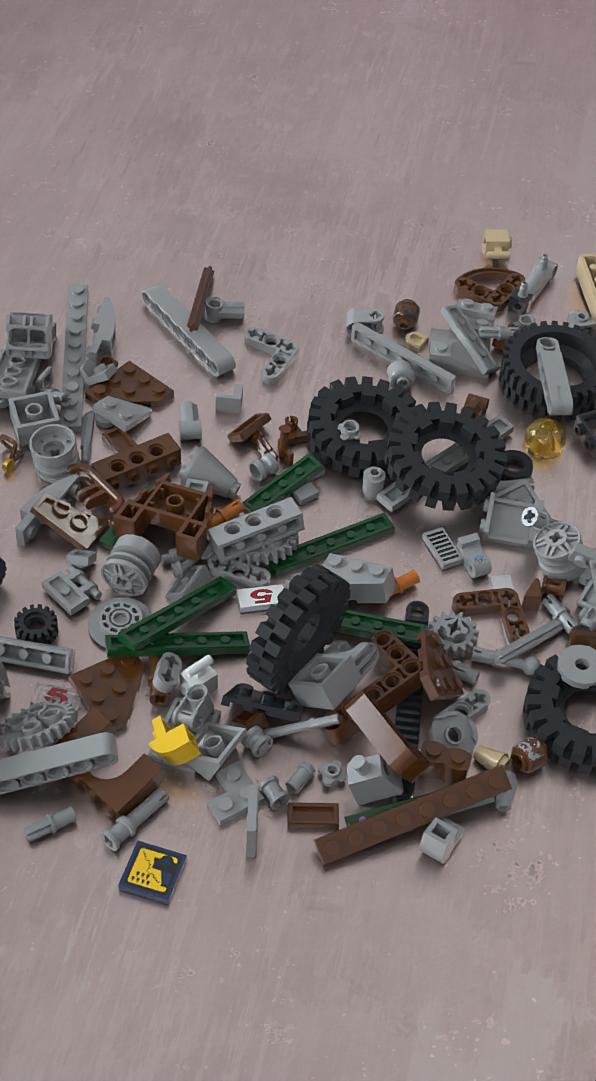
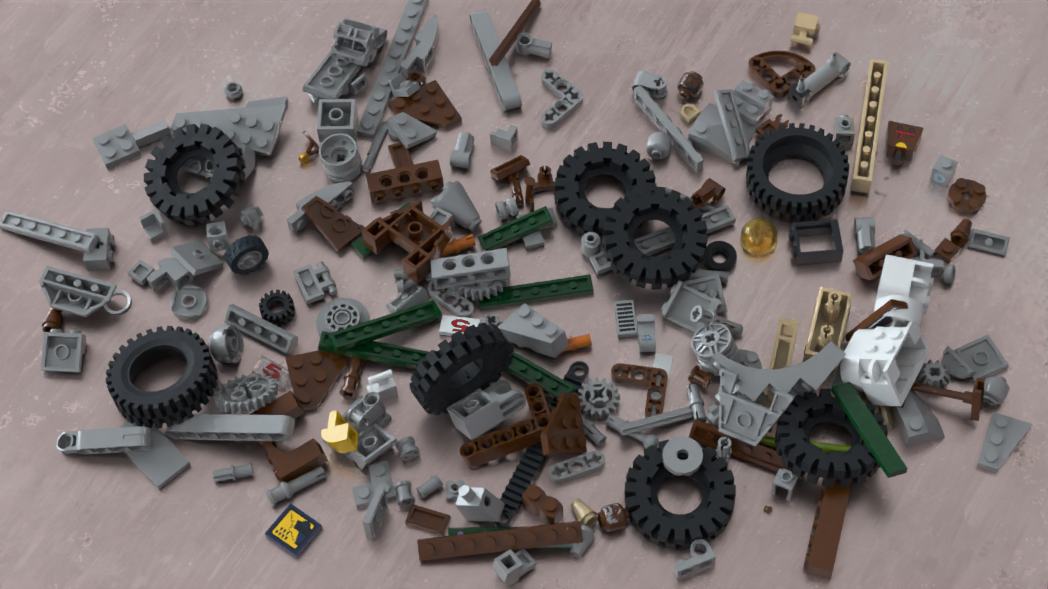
camera: 25 degrees right, 10 degrees up
(58, 397) = (361, 103): light grey axle -> none
(81, 558) = (331, 256): light grey plate -> none
(97, 490) = (362, 202): reddish brown piece -> none
(131, 565) = (364, 274): light grey wheel -> none
(163, 671) = (361, 377): light grey beam -> none
(250, 719) = (411, 428): reddish brown slope -> none
(265, 700) = (414, 413): black wing -> none
(312, 724) = (437, 445): light grey piece -> none
(349, 430) = (583, 190): light grey plate -> none
(386, 738) = (496, 476): beam -> none
(461, 724) = (568, 475): light grey tile -> none
(496, 332) = (759, 123): light grey axle -> none
(525, 320) = (797, 112): light grey plate -> none
(532, 597) = (678, 382): reddish brown slope -> none
(554, 377) = (780, 183): light grey piece -> none

